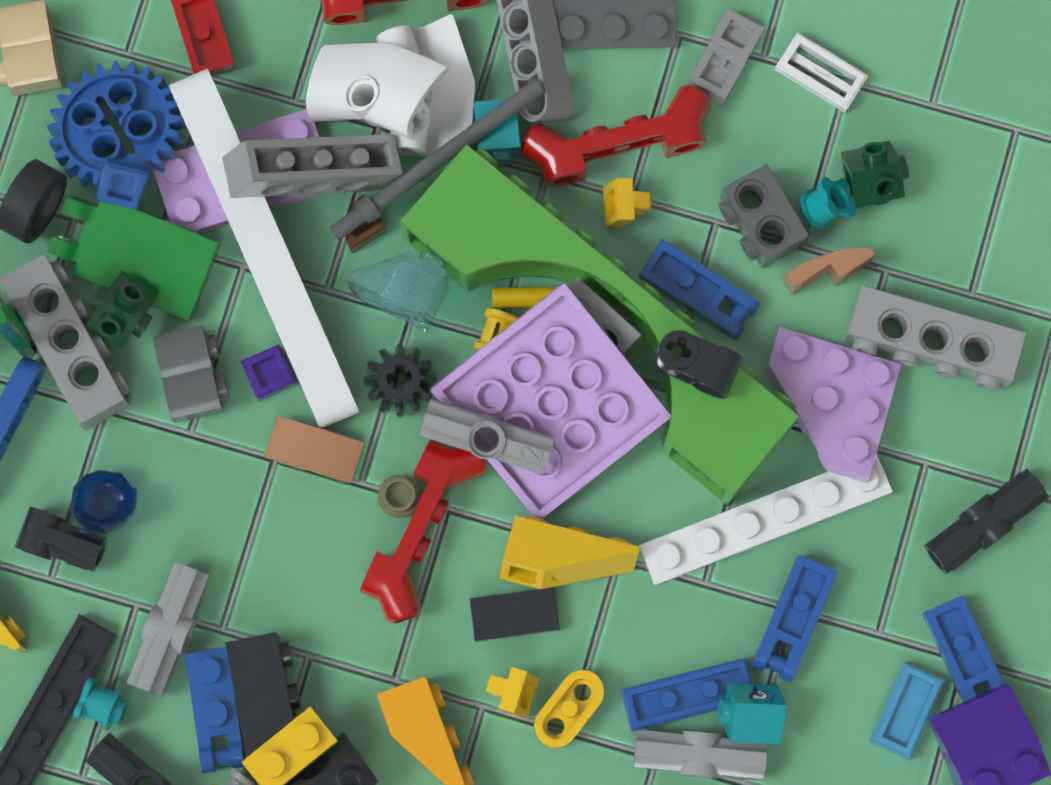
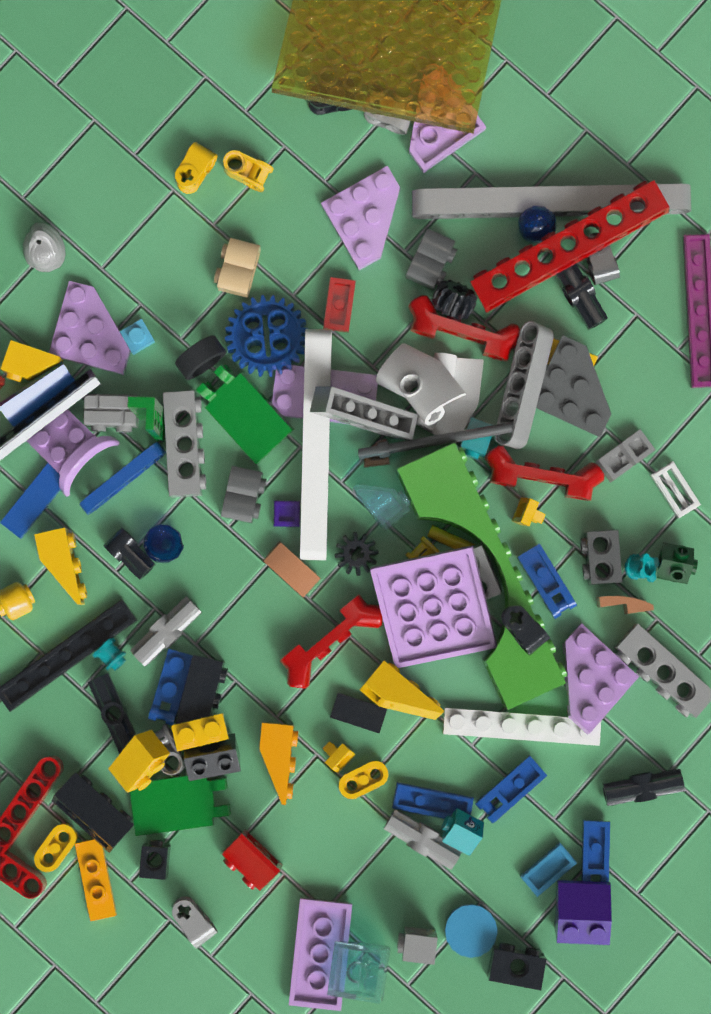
camera: 30 degrees right, 5 degrees up
(121, 309) = (217, 444): dark green brick -> none
(122, 183) = (254, 372): blue tile -> none
(398, 496) = (326, 617): olive plate -> none
(515, 444) = (401, 623): light grey piece -> none

